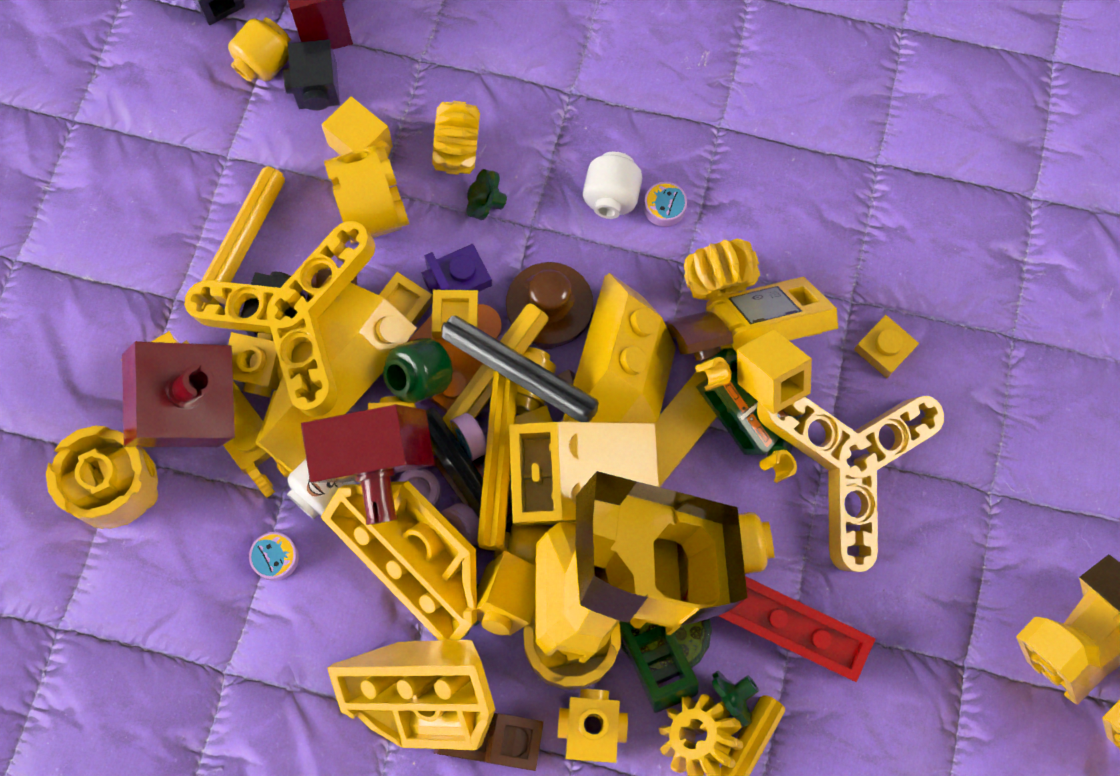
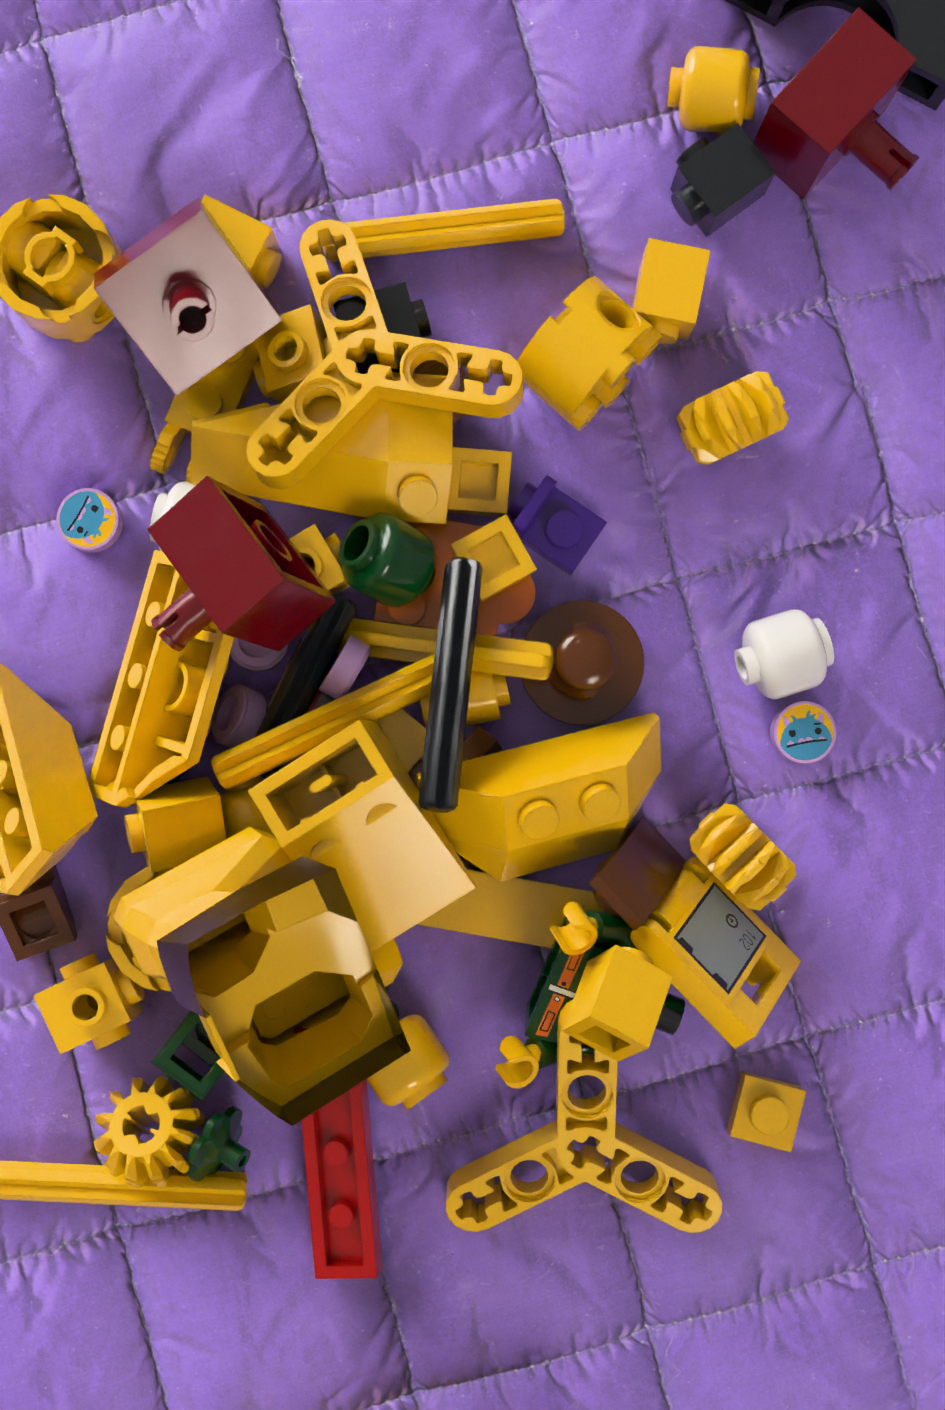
camera: 65 degrees right, 15 degrees up
(484, 195) = (680, 498): dark green plant -> none

